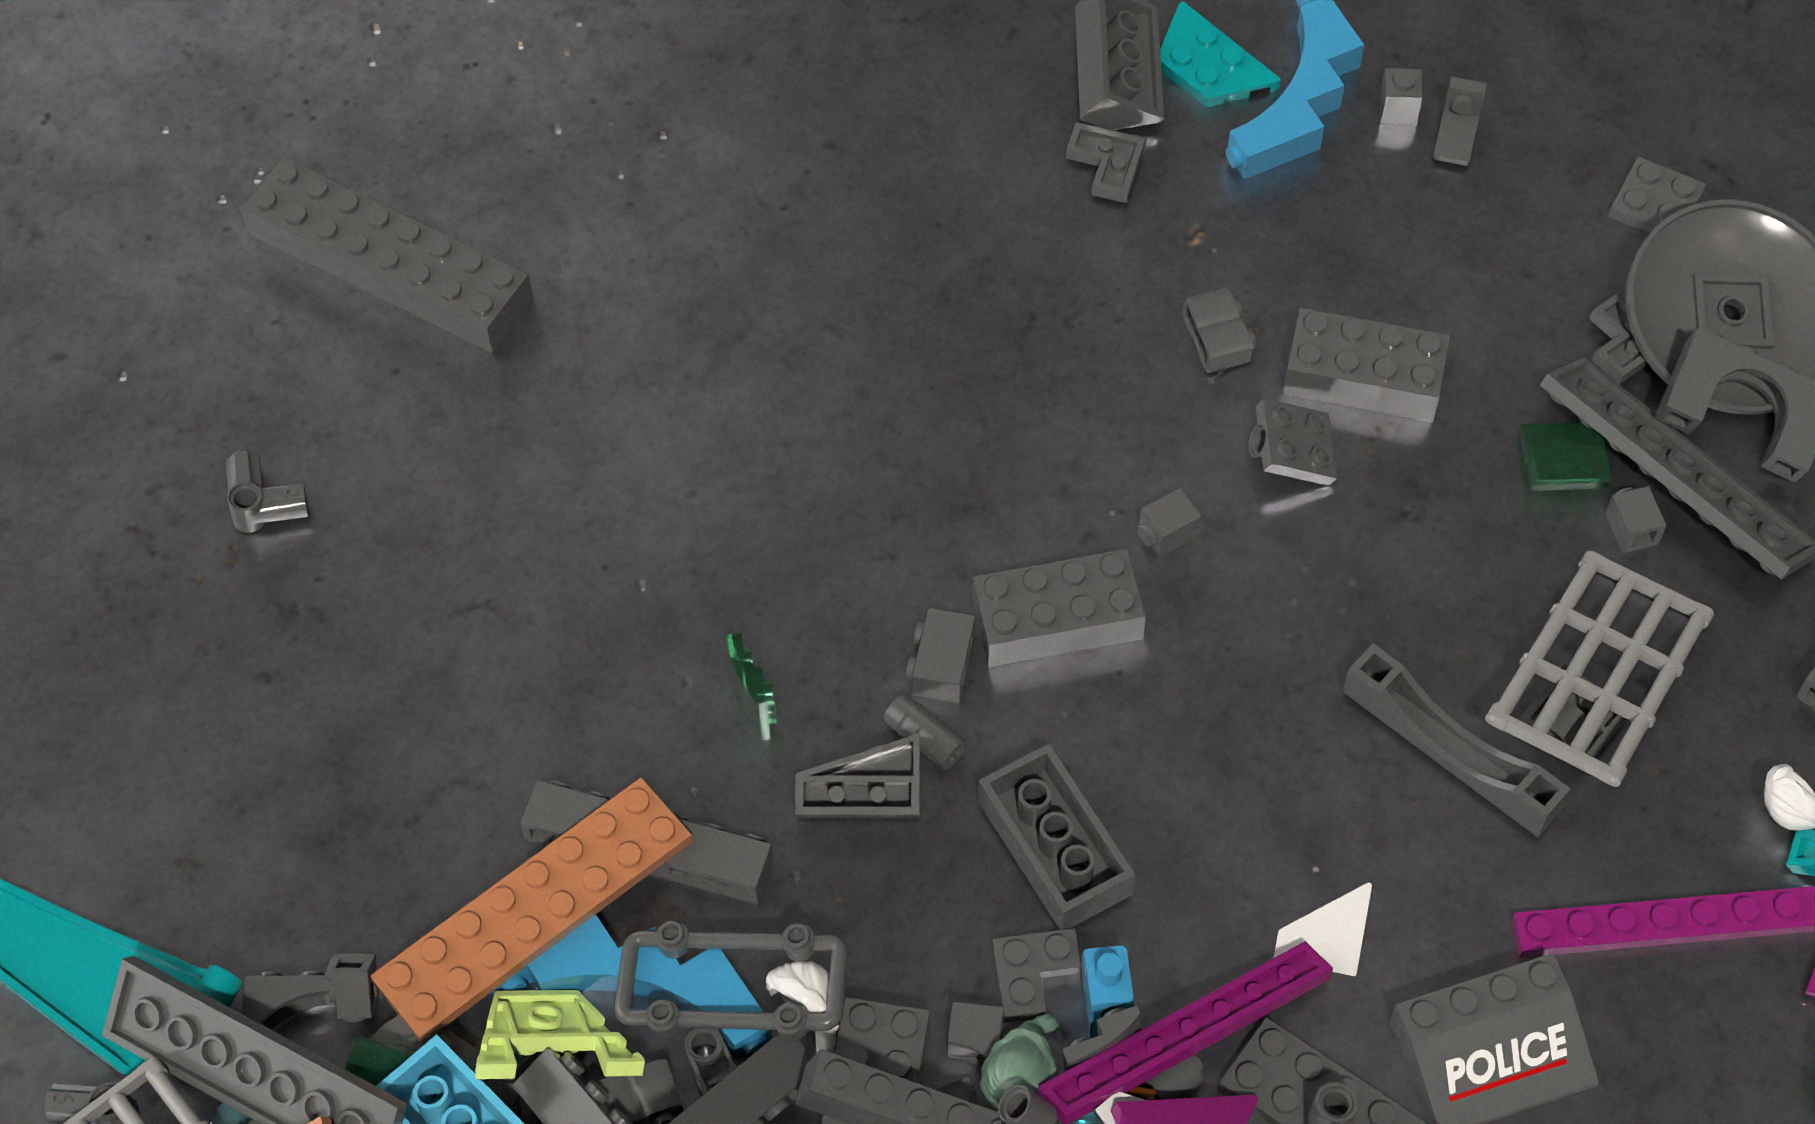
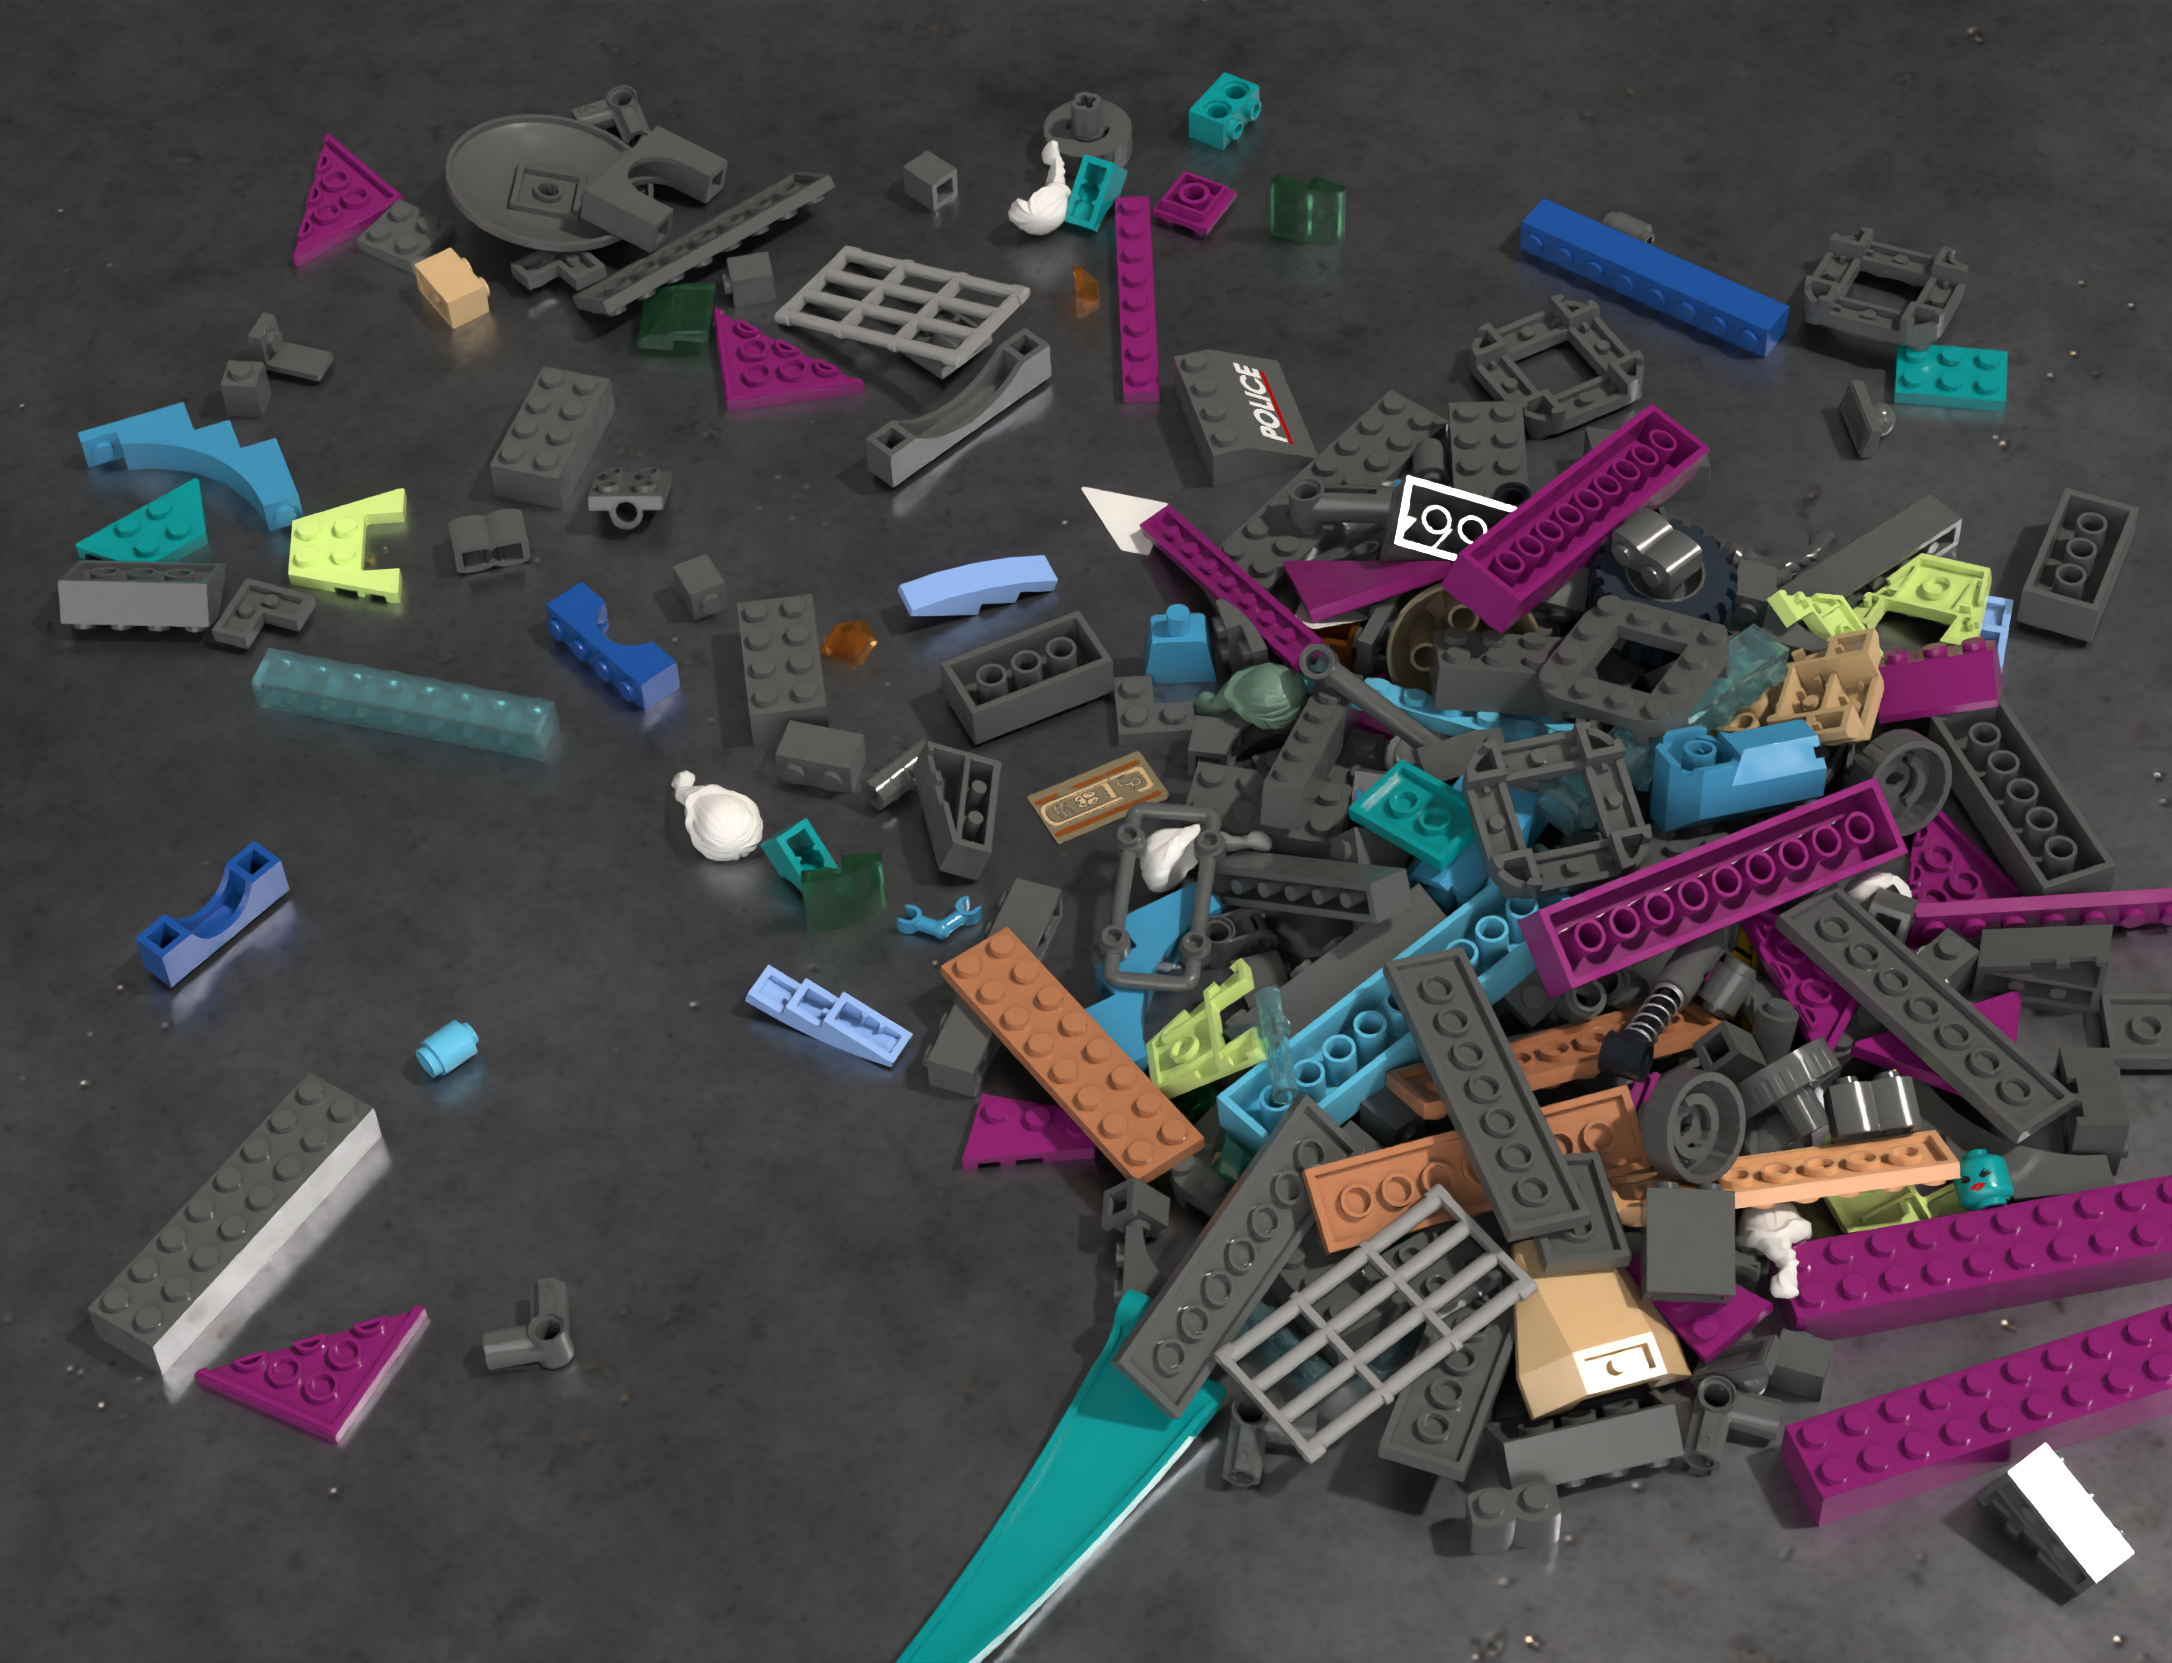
camera: 85 degrees left, 10 degrees down
(233, 344) = (320, 1378): none -> magenta tile
(471, 866) = (1023, 1130): none -> magenta wing
(484, 1085) = (1270, 1008): none -> clear light blue pin
(575, 384) = (447, 1048): none -> medium azure brick
(613, 697) = (830, 1019): none -> light blue slope
(689, 159) = (247, 888): none -> blue arch
(729, 788) = (942, 928): none -> dark azure arm
(802, 650) = (795, 850): none -> teal arch
(849, 571) = (718, 820): none -> white hair
(917, 929) = (1097, 796): none -> sticker
(993, 294) = (406, 704): none -> clear light blue brick
(1112, 423) = (639, 671): none -> blue arch
(1113, 671) = (850, 642): none -> clear orange slope
(1193, 782) = (969, 586): none -> light blue slope
(1202, 204) = (330, 547): none -> yellowish green wing
(1507, 554) = (771, 371): none -> magenta tile
(1577, 248) = (452, 287): none -> tan brick
(1670, 857) = (1085, 291): none -> clear orange slope
(1700, 139) = (340, 201): none -> magenta tile

